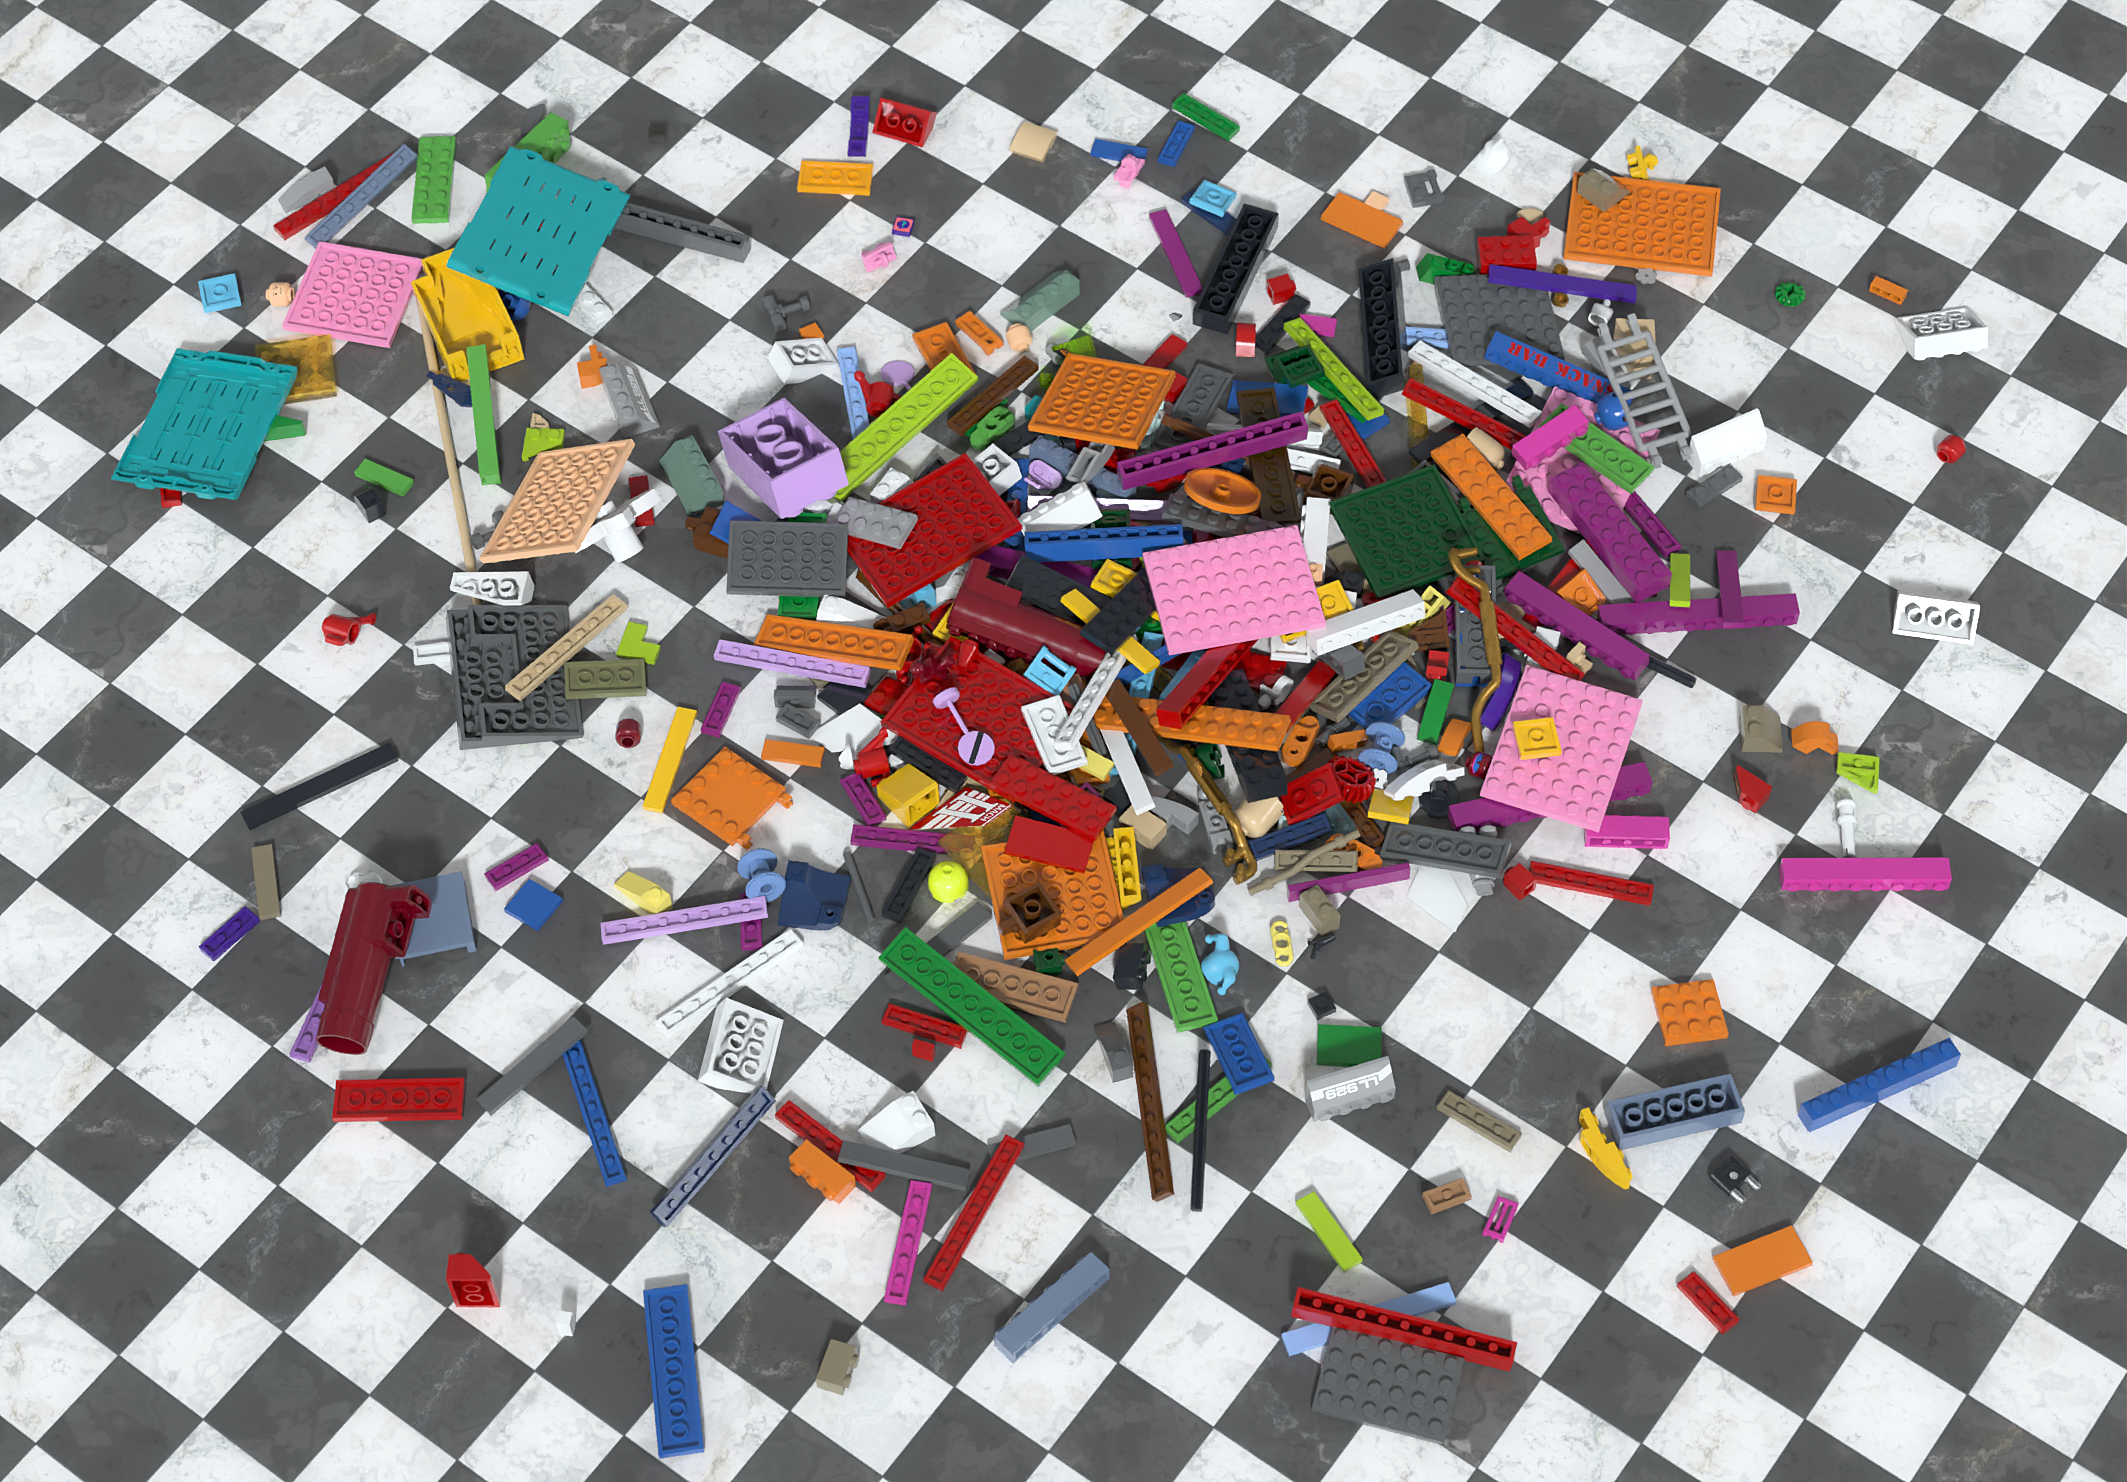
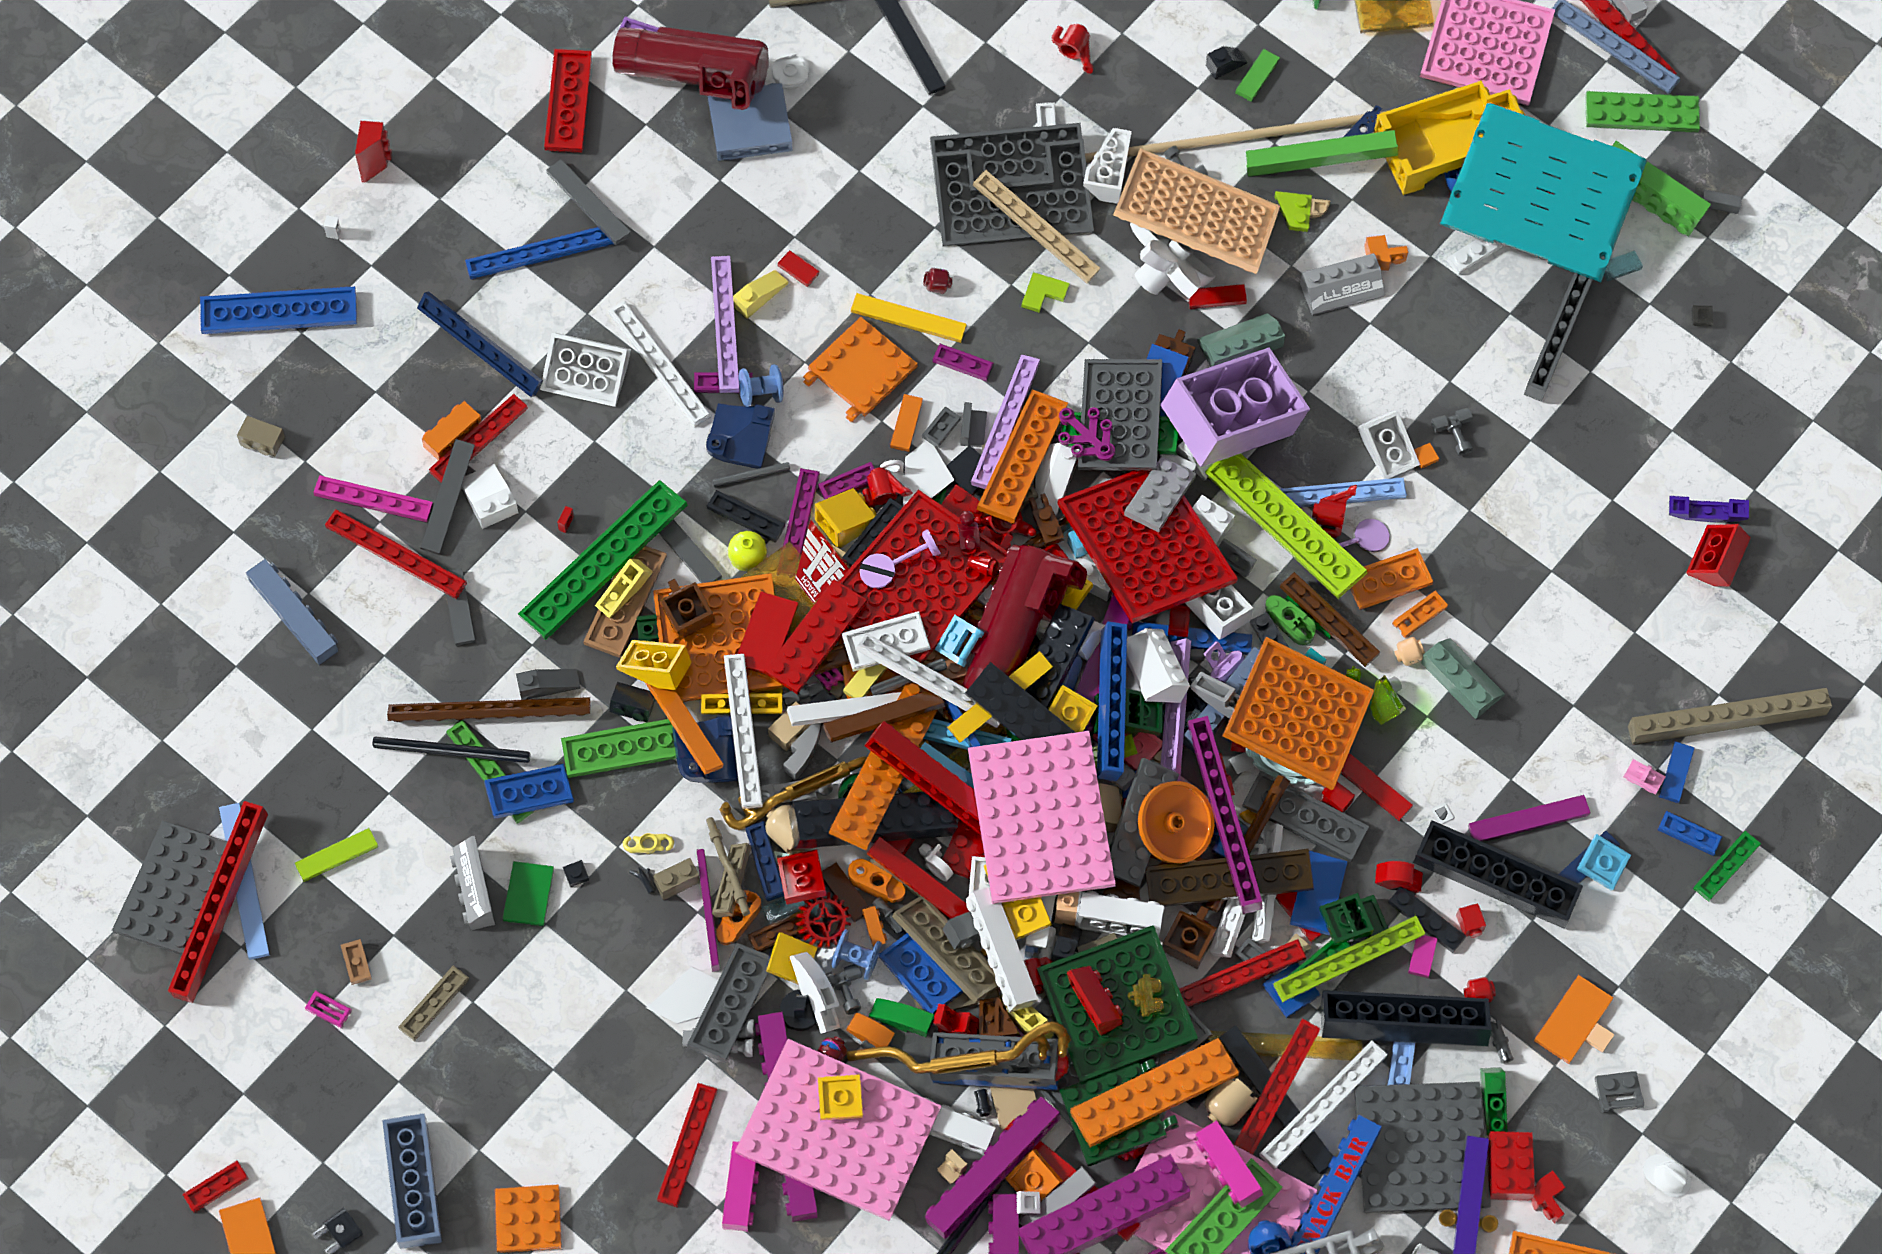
camera: 90 degrees right, 10 degrees up
(516, 866) = (802, 190): magenta tile -> none
(533, 905) = (759, 204): blue tile -> none
(605, 679) = (1001, 261): olive plate -> none
(612, 862) = (798, 268): none -> red tile
(812, 582) = (1087, 436): none -> magenta plant
(835, 178) = (1641, 486): light orange tile -> none
(878, 257) = (1524, 521): bright pink hips -> none
(903, 226) = (1571, 548): dark purple tile -> none
(924, 1025) = (596, 521): red tile -> none
(1004, 980) = (624, 586): none -> light yellow slope
(1033, 141) = (1691, 683): tan slope -> none
(1064, 114) = (1729, 716): none -> dark tan brick
(1093, 938) = (655, 663): none -> yellow slope
(1160, 854) = (743, 731): none -> white tile
(1221, 964) = (626, 783): medium azure piece -> none
(1347, 281) = (1480, 988): none -> red head
(1401, 501) = (1143, 995): none -> clear yellow hips
(1411, 541) = (1095, 998): none -> red slope
(1502, 696) = (920, 1084): dark purple slope -> none
(1516, 633) = (969, 1101): red tile -> none
(1519, 881) = (692, 1072): red brick -> none
(1530, 215) = (1577, 1204): tan tile -> none
(1603, 1155) = (375, 1111): yellow slope -> none
(1605, 595) = (1028, 1202): none -> white tile

